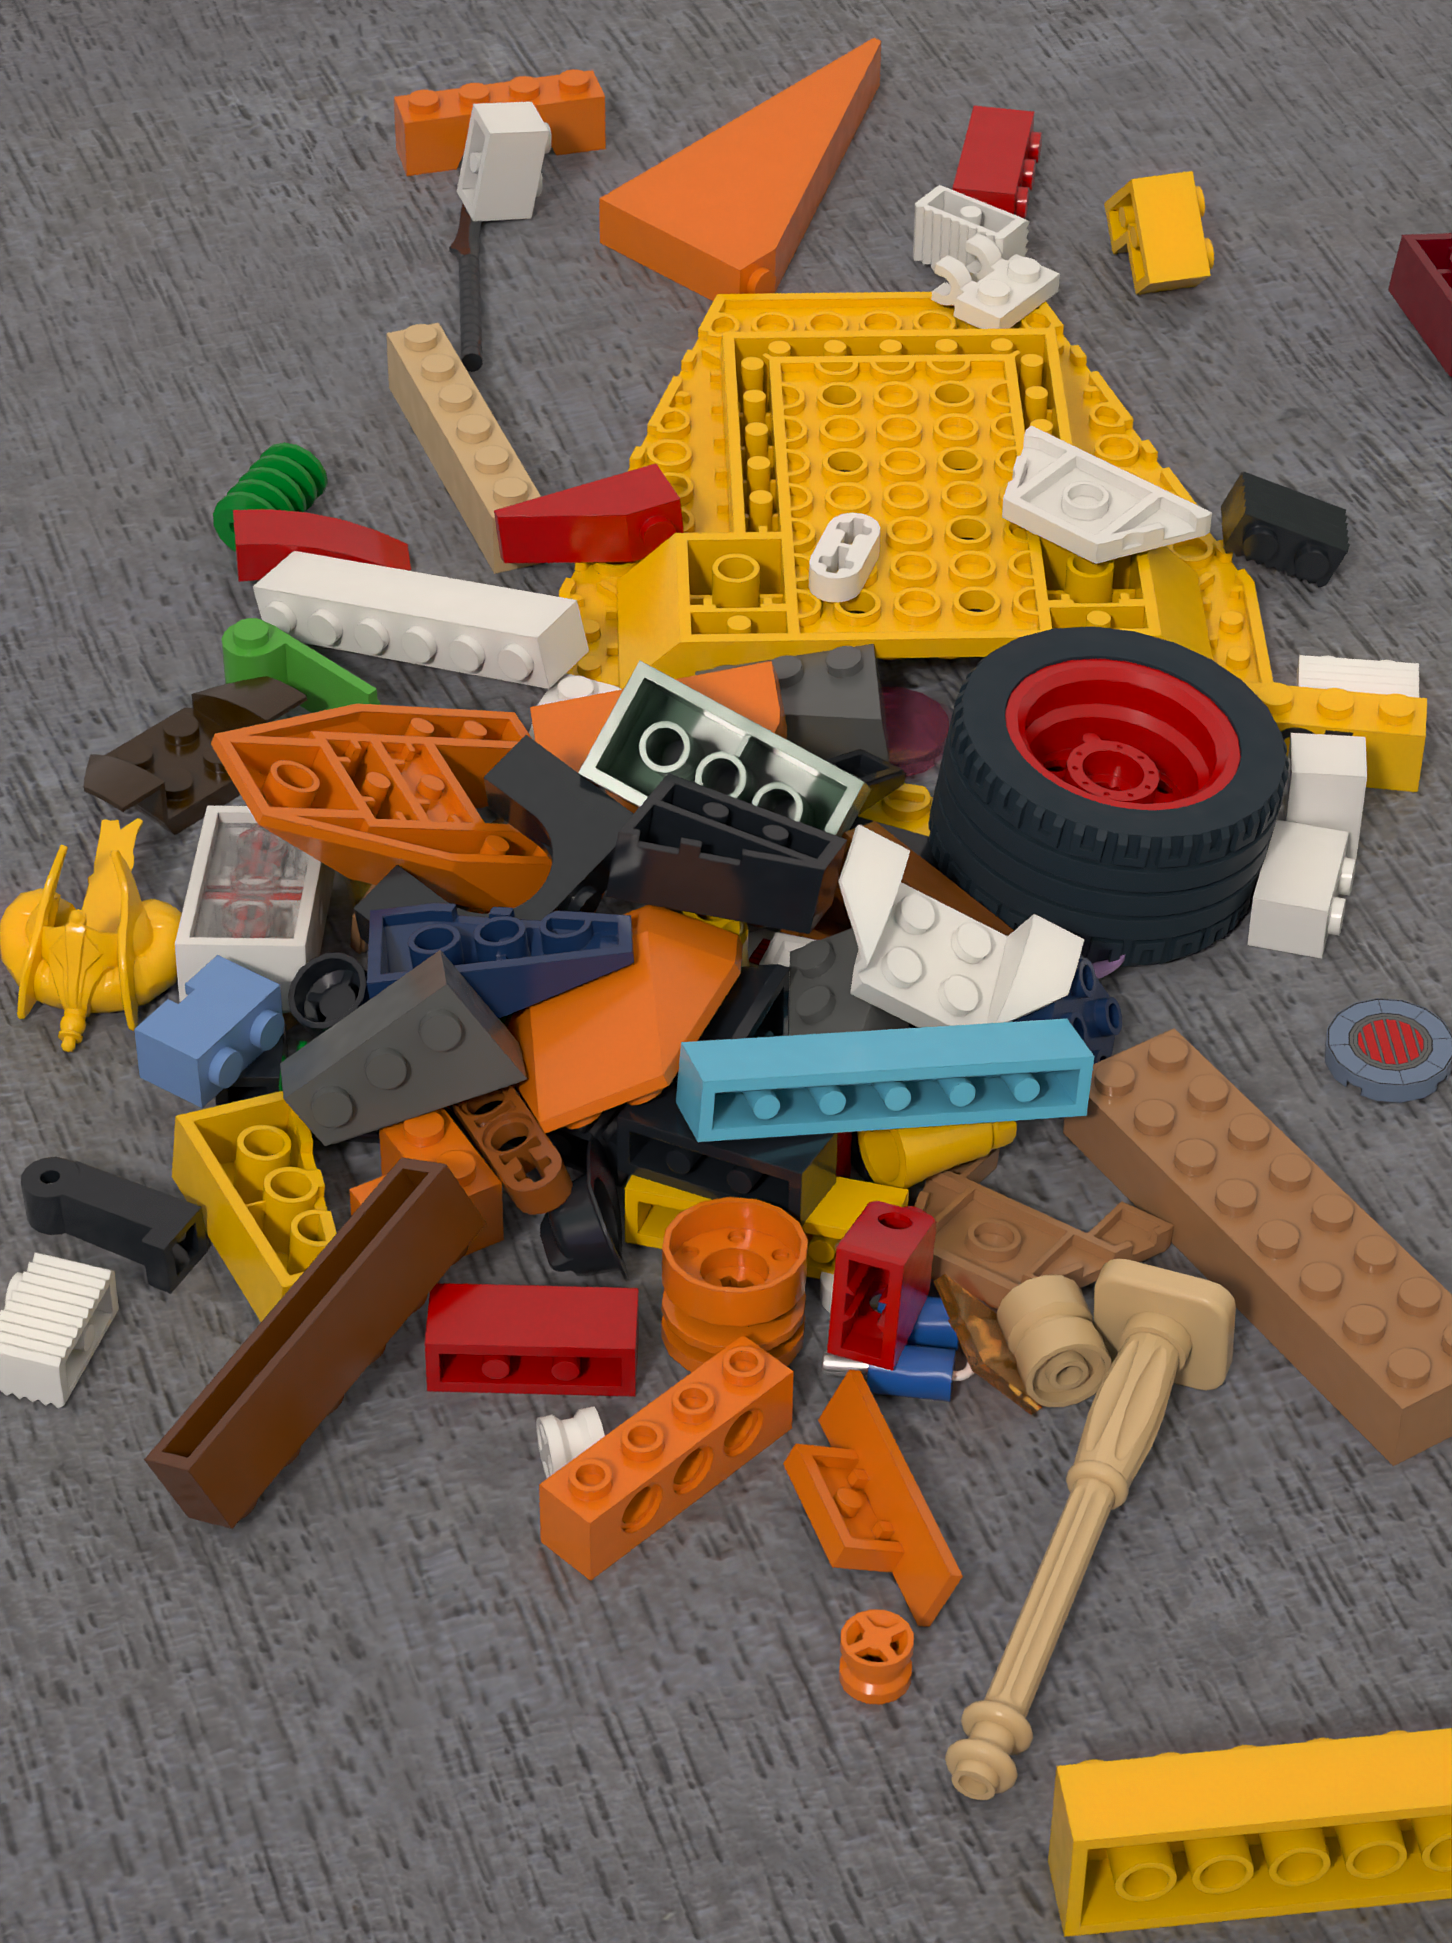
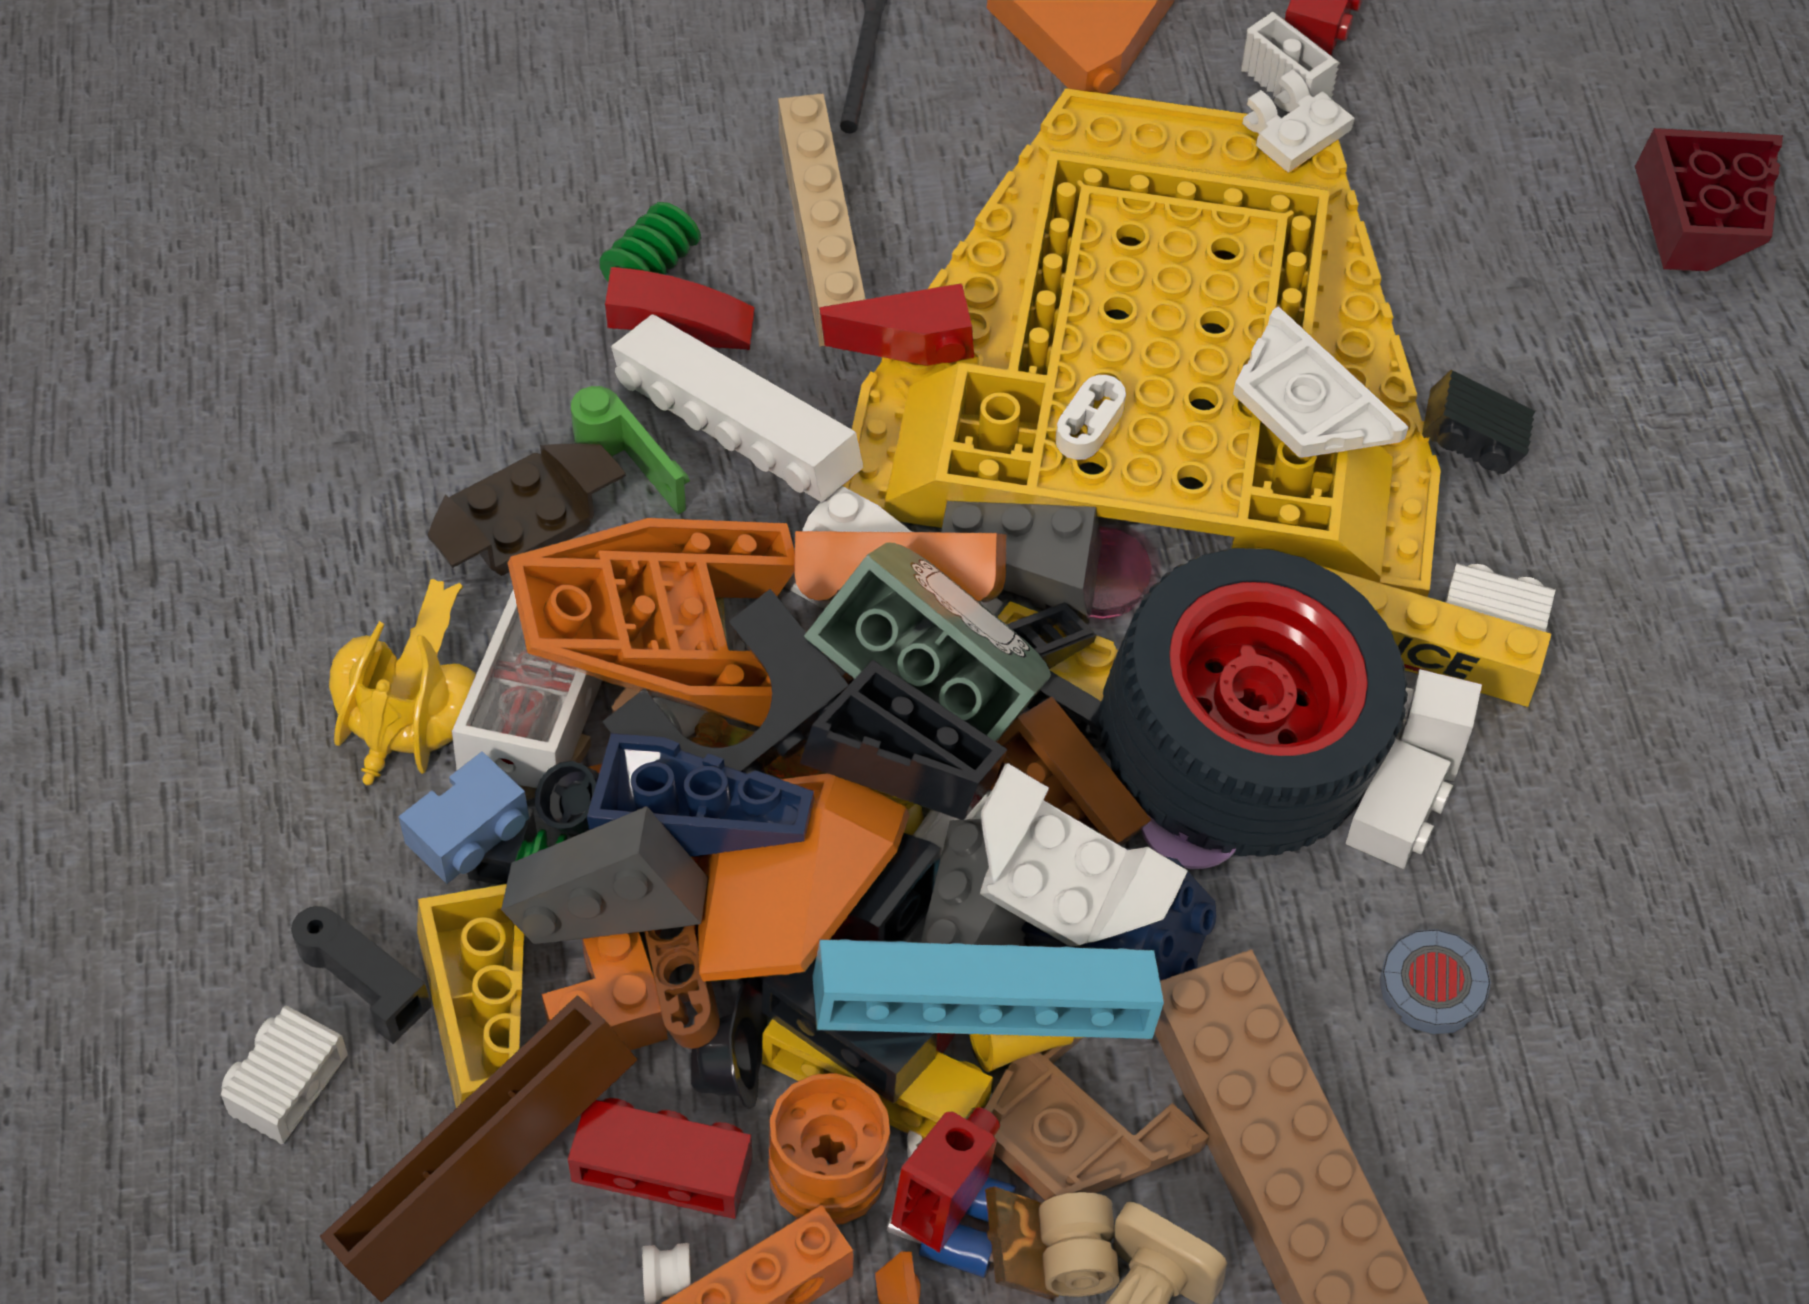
camera: 10 degrees right, 15 degrees up
(1161, 231) = (1452, 86): yellow brick -> none

